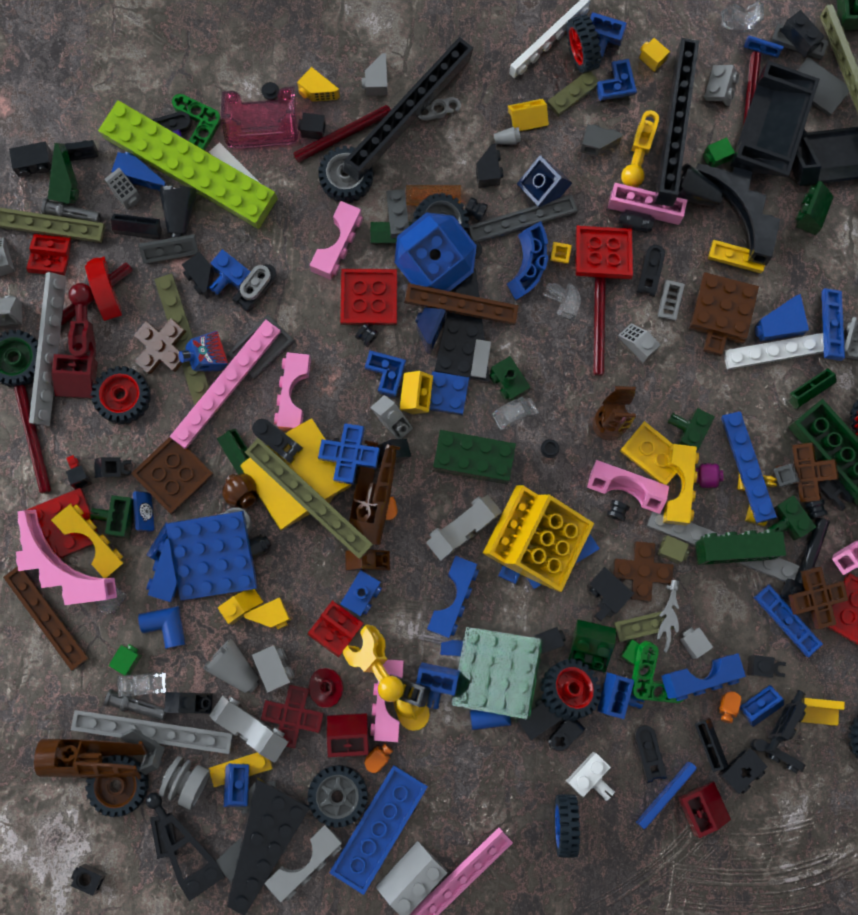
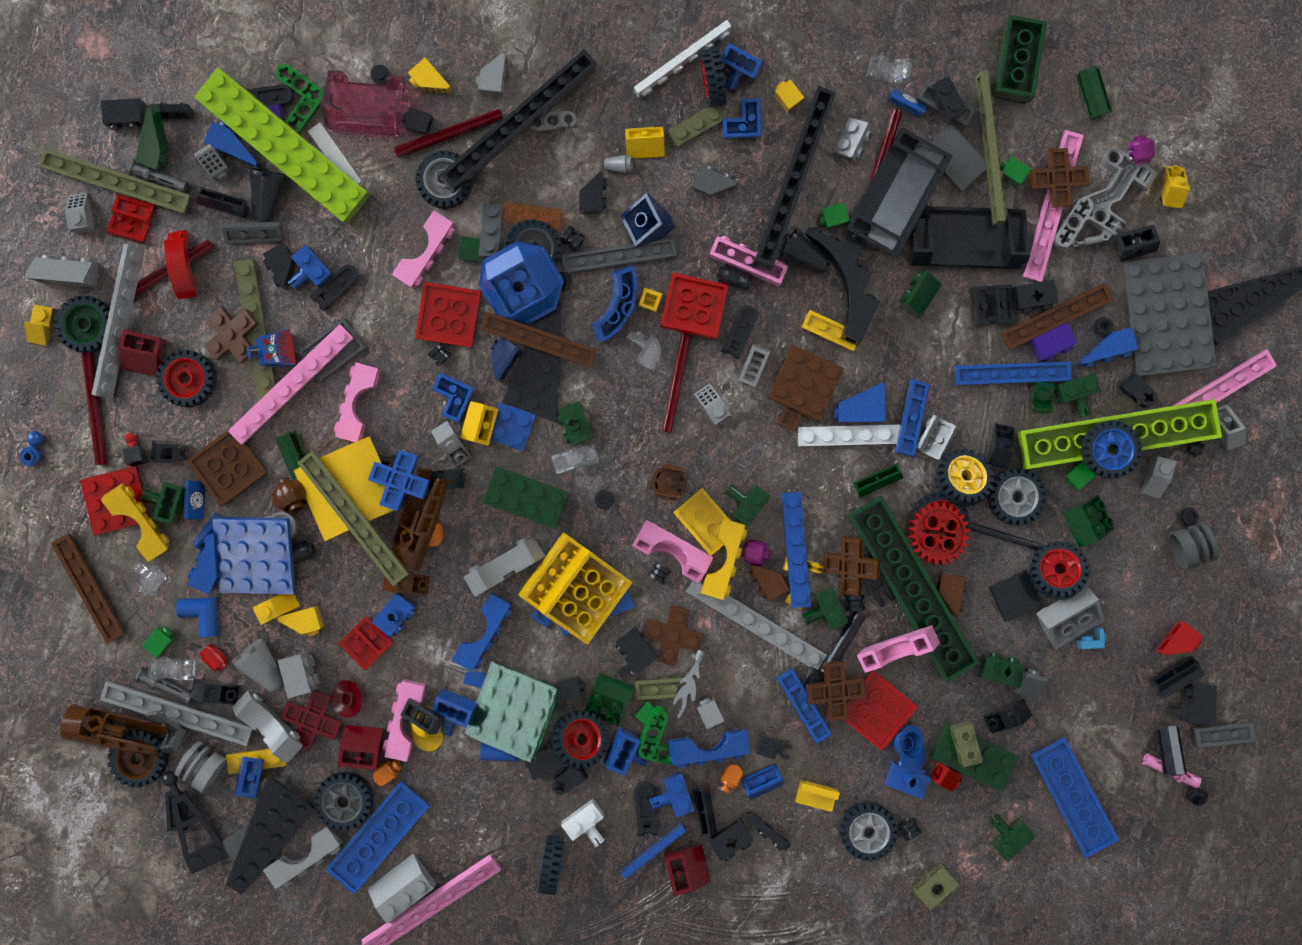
camera: 10 degrees right, 10 degrees up
(52, 570) = (99, 548): bright pink arch -> none
(81, 331) = (153, 310): dark red piece -> none
(97, 878) = (108, 835): black brick -> none
(183, 668) = (214, 658): none -> red brick
(253, 282) = (332, 282): light grey plate -> none
(275, 439) = (330, 453): black plate -> none
(371, 660) = (392, 680): yellow piece -> none
(480, 358) = (549, 398): light grey piece -> none
(633, 174) = (740, 226): yellow piece -> none
(673, 549) = (706, 620): olive brick -> none
(678, 732) = (675, 795): none -> blue brick
(728, 501) = (771, 582): none -> reddish brown slope
(740, 548) = (767, 632): dark green brick -> none
(786, 474) = (831, 564): dark grey tile -> none
(787, 721) = (785, 797): black plate -> none

